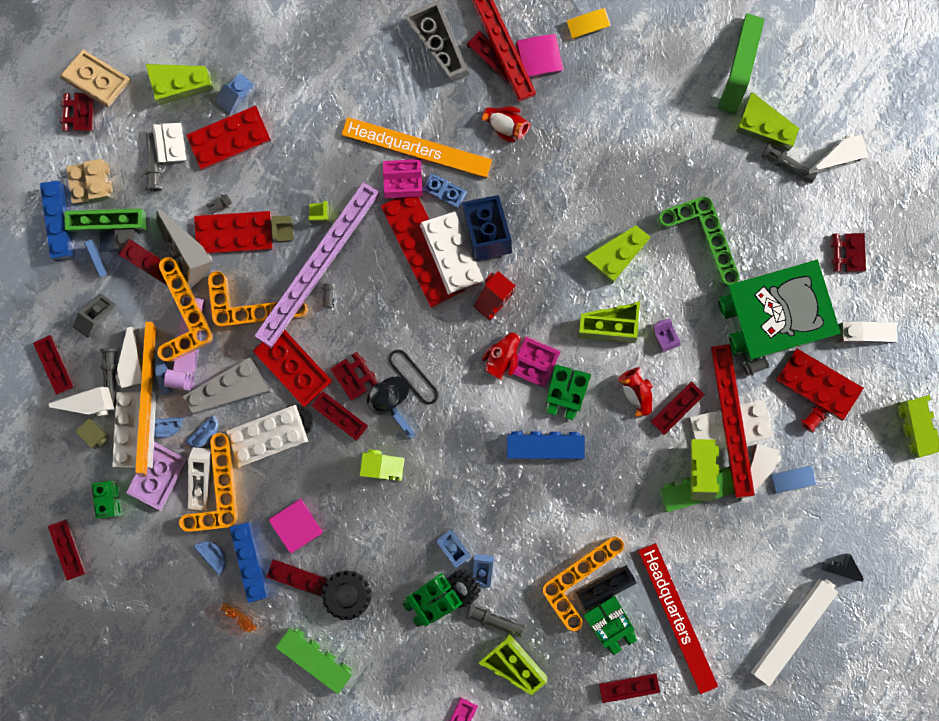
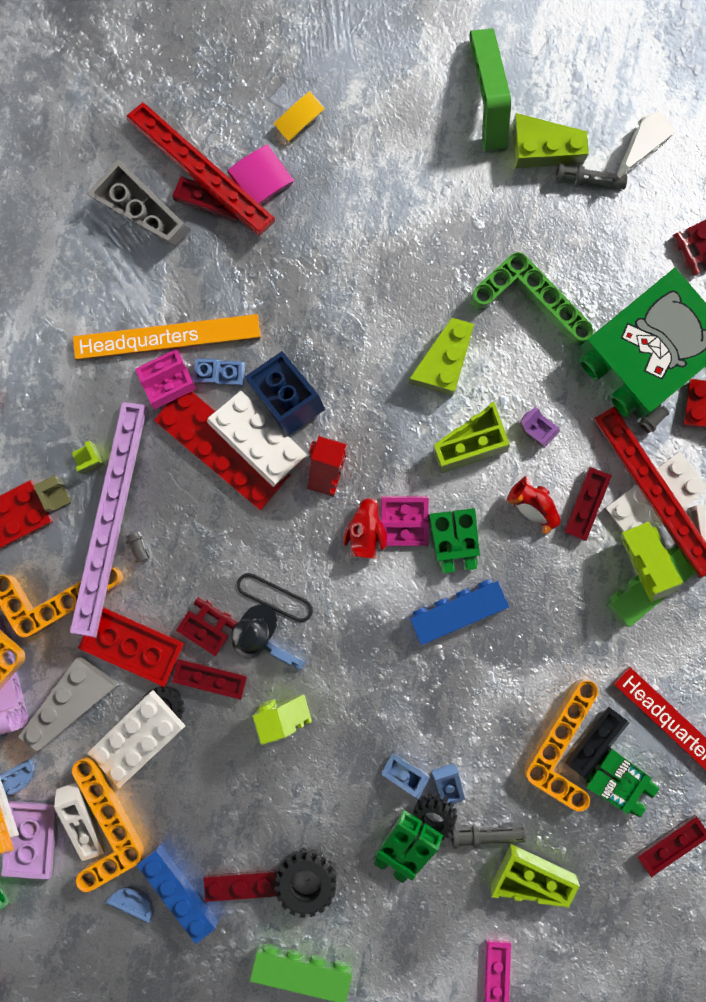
camera: 25 degrees left, 0 degrees up
(203, 433) = (62, 767): medium blue tile -> none
(245, 620) = (203, 963): clear orange slope -> none
(295, 525) = (213, 827): dark pink slope -> none
(507, 122) = (256, 265): animal -> none

